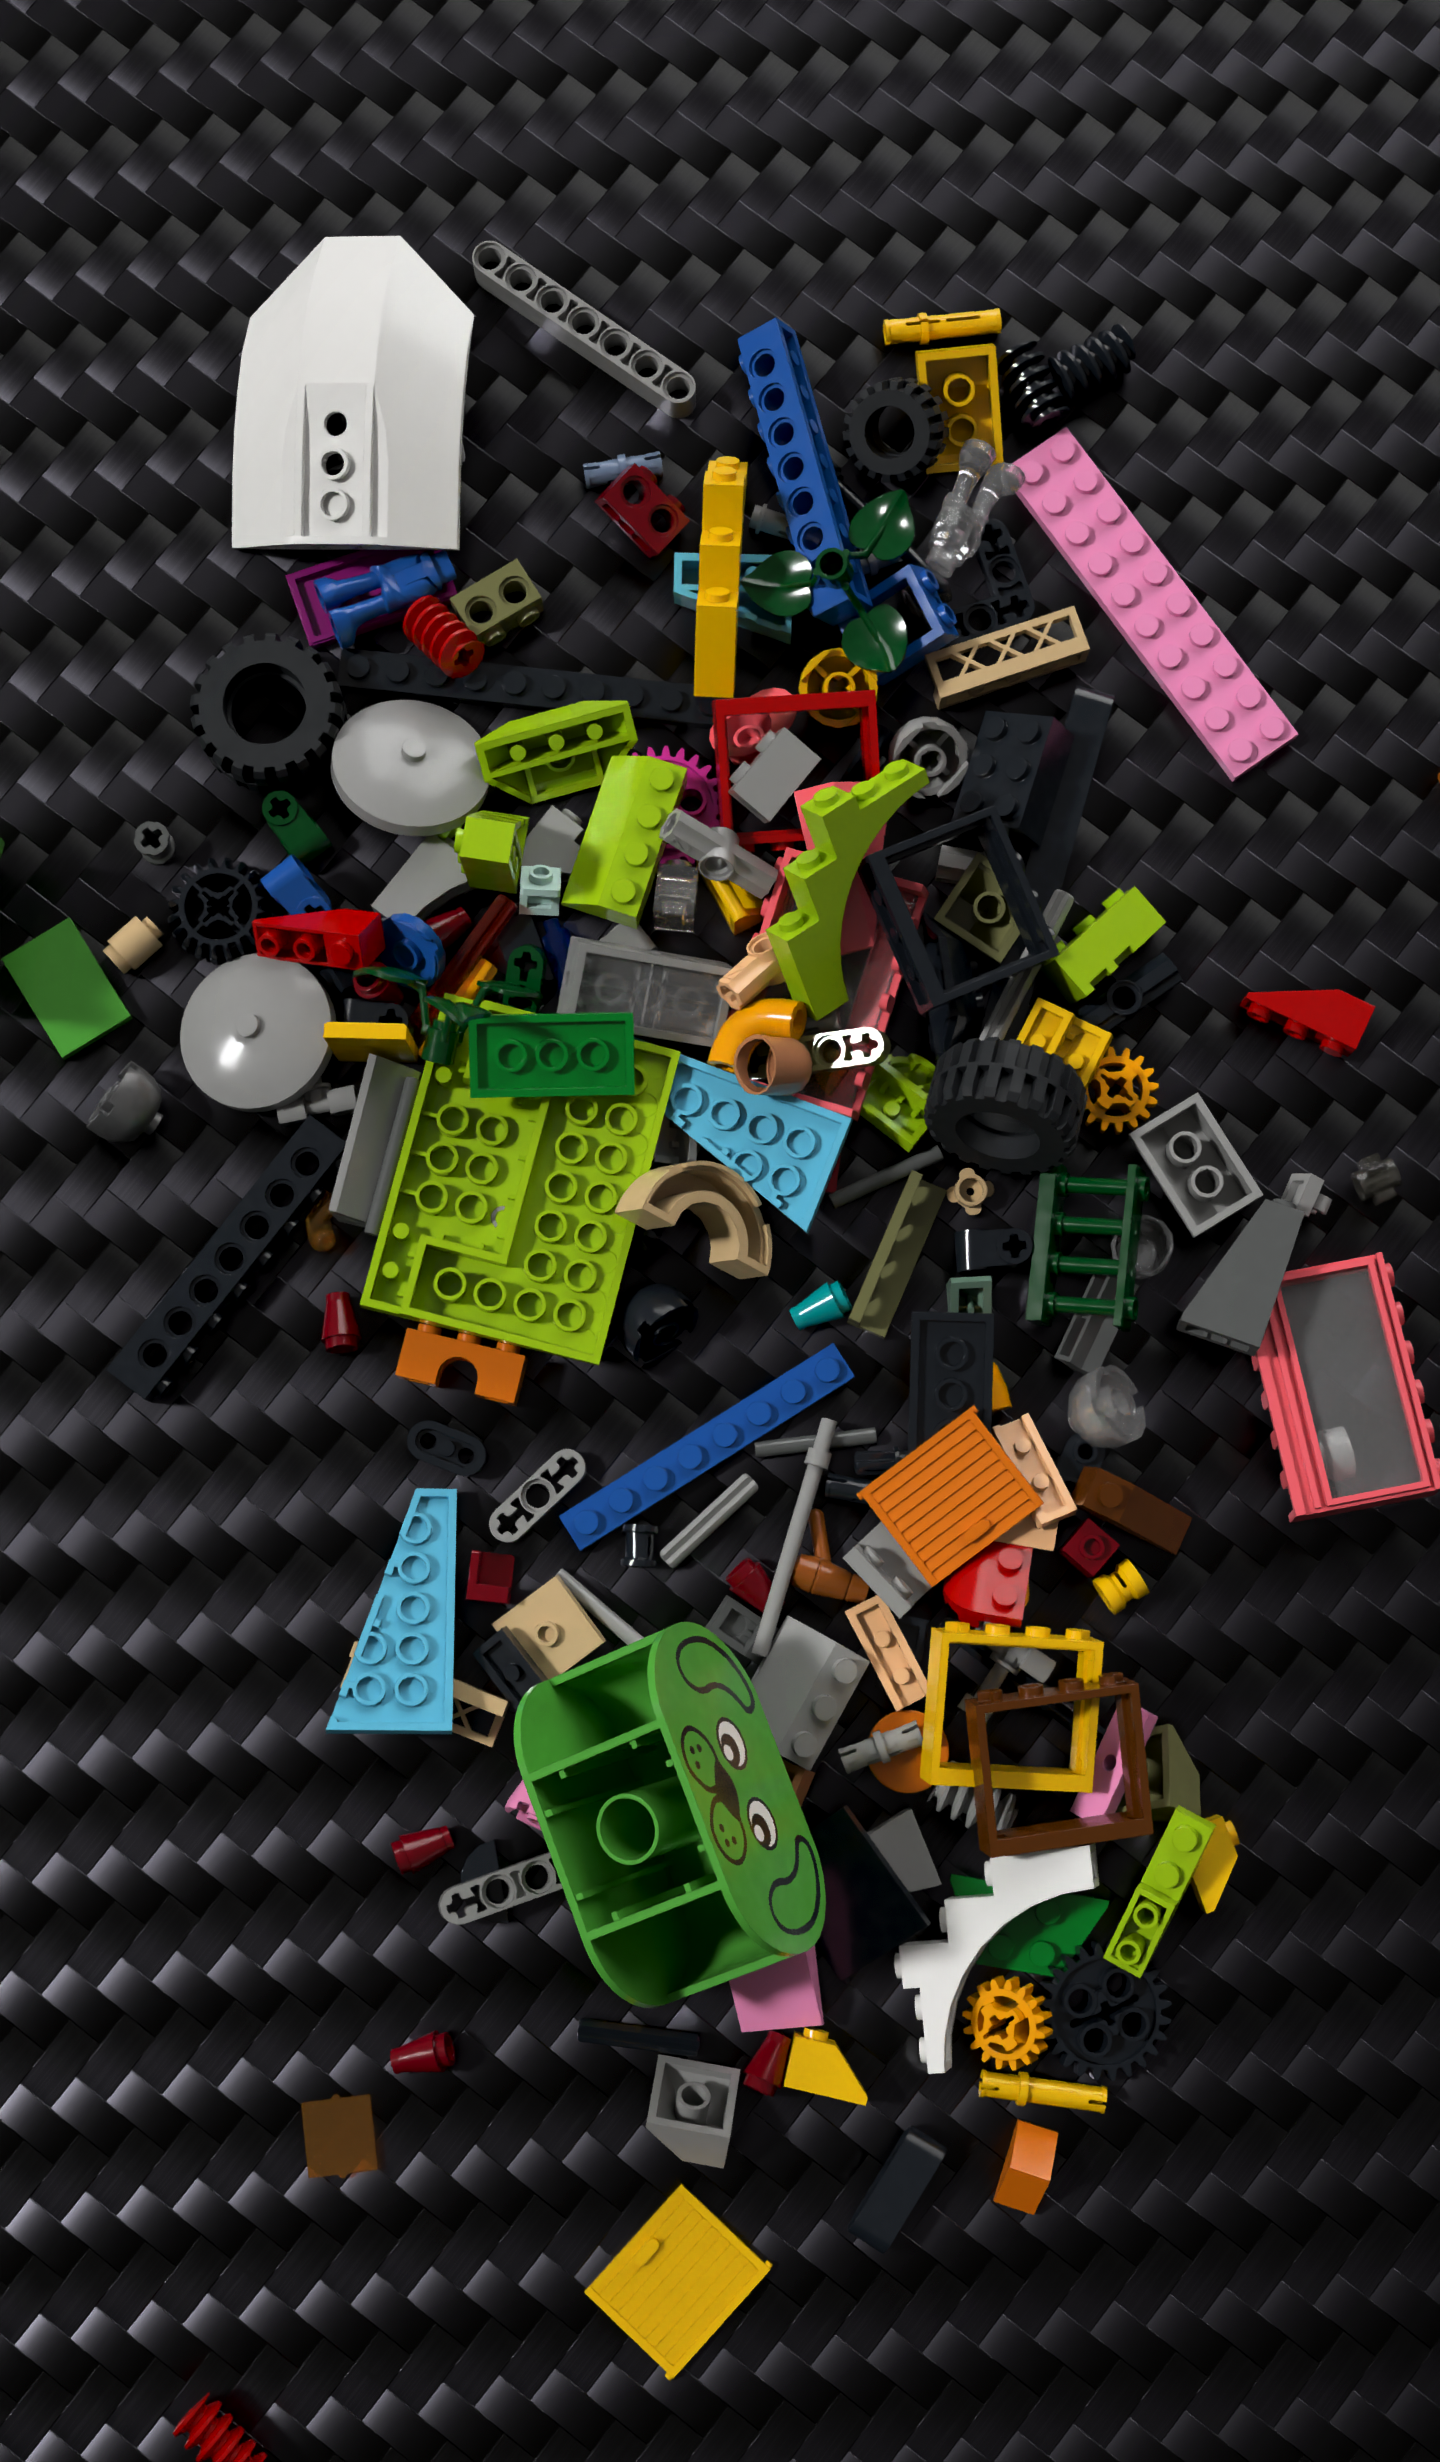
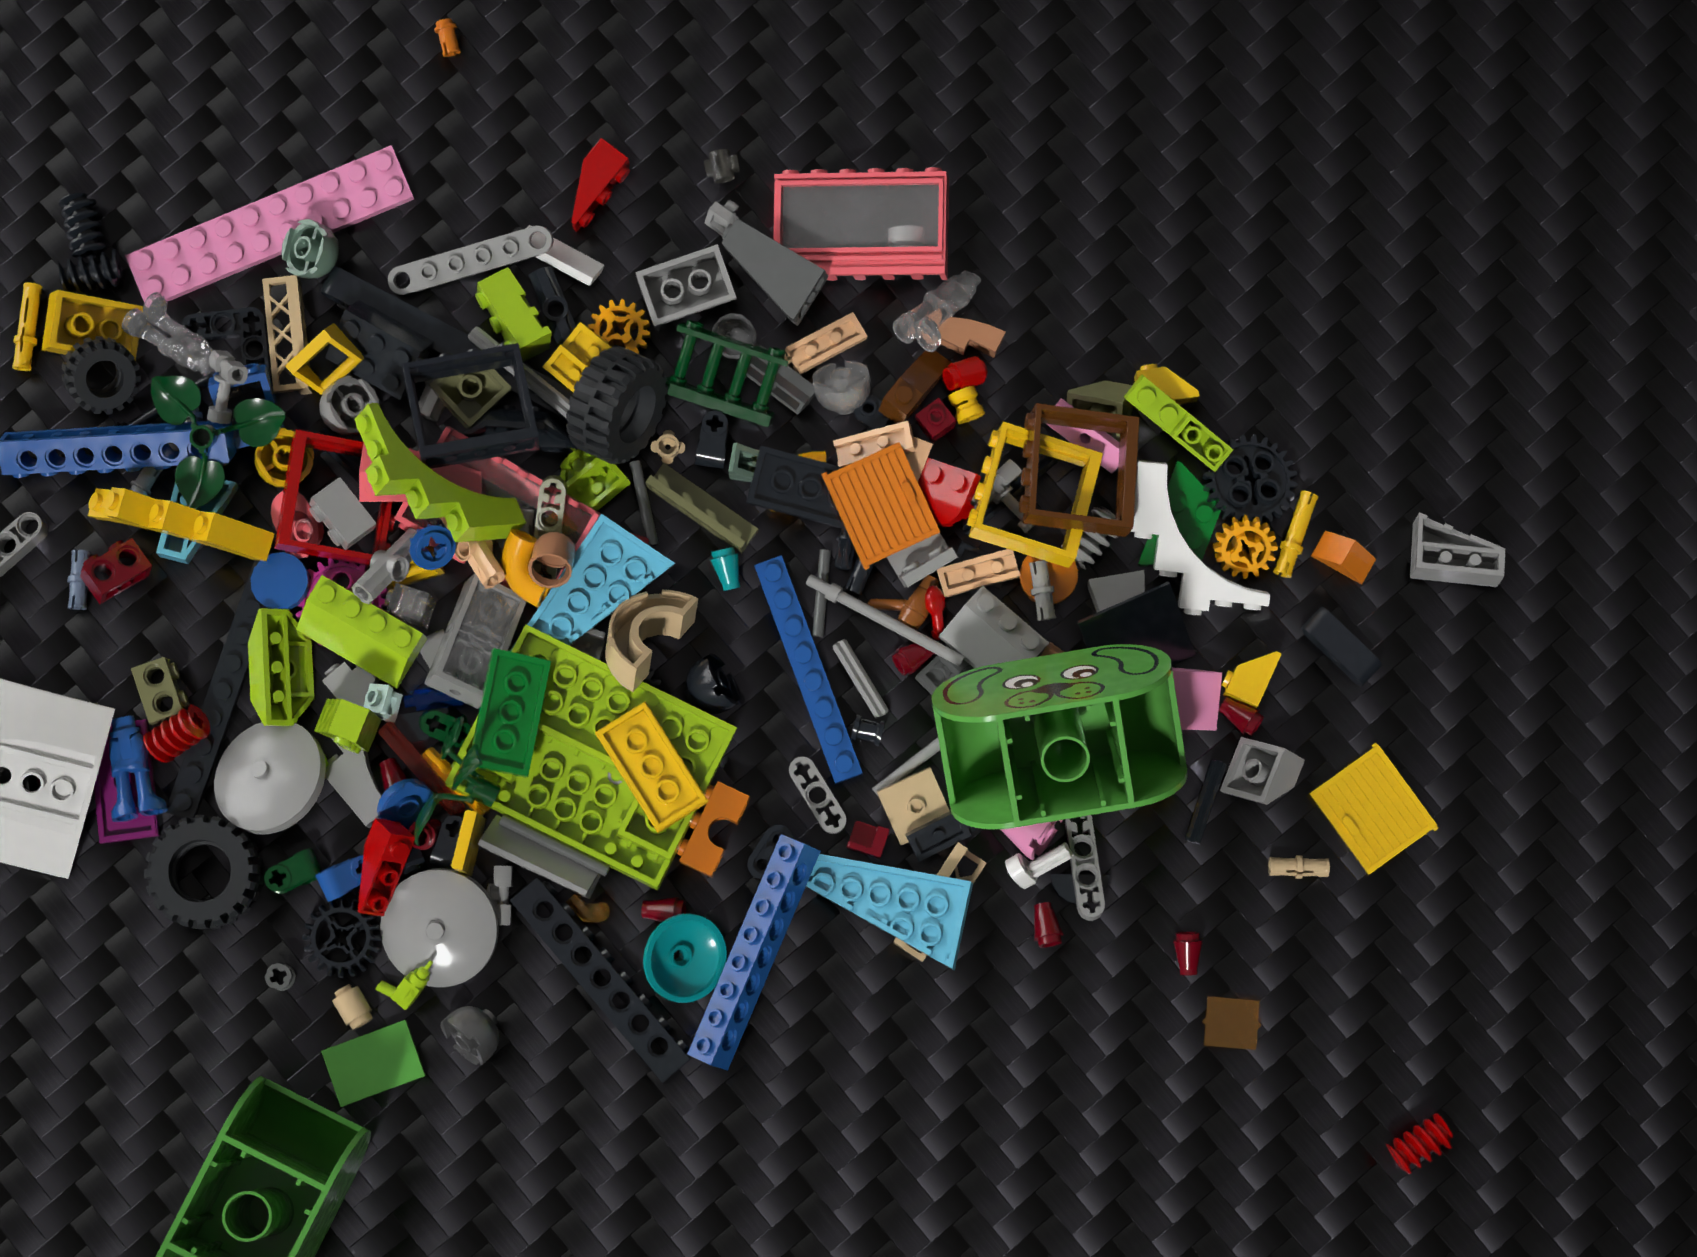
camera: 80 degrees left, 0 degrees up
(169, 1010) = (409, 988): none -> lime piece
(266, 1380) = (699, 962): none -> teal dish
(303, 1454) = (753, 952): none -> blue brick
(487, 1805) = (1027, 873): none -> white piece
(518, 1260) = (651, 767): none -> yellow tile
(573, 2189) = (1298, 867): none -> tan pin
(672, 722) = (280, 581): none -> blue tile
(740, 894) = (442, 553): none -> blue gear
(830, 1601) = (934, 605): none -> red piece
(928, 586) = (229, 373): none -> light grey bar
(1013, 709) = (334, 336): none -> yellow tile
(1060, 2329) = (1452, 556): none -> light grey wedge
(1128, 659) = (310, 249): none -> sand green cylinder
(1162, 1374) = (826, 343): none -> light nougat hinge
(1163, 1575) = (965, 373): none -> red brick
(1164, 872) = (470, 260): none -> light grey plate
(1200, 988) = (568, 259): none -> white tile
(1219, 1557) = (961, 333): none -> nougat slope
(1261, 1526) = (946, 301): none -> clear piece

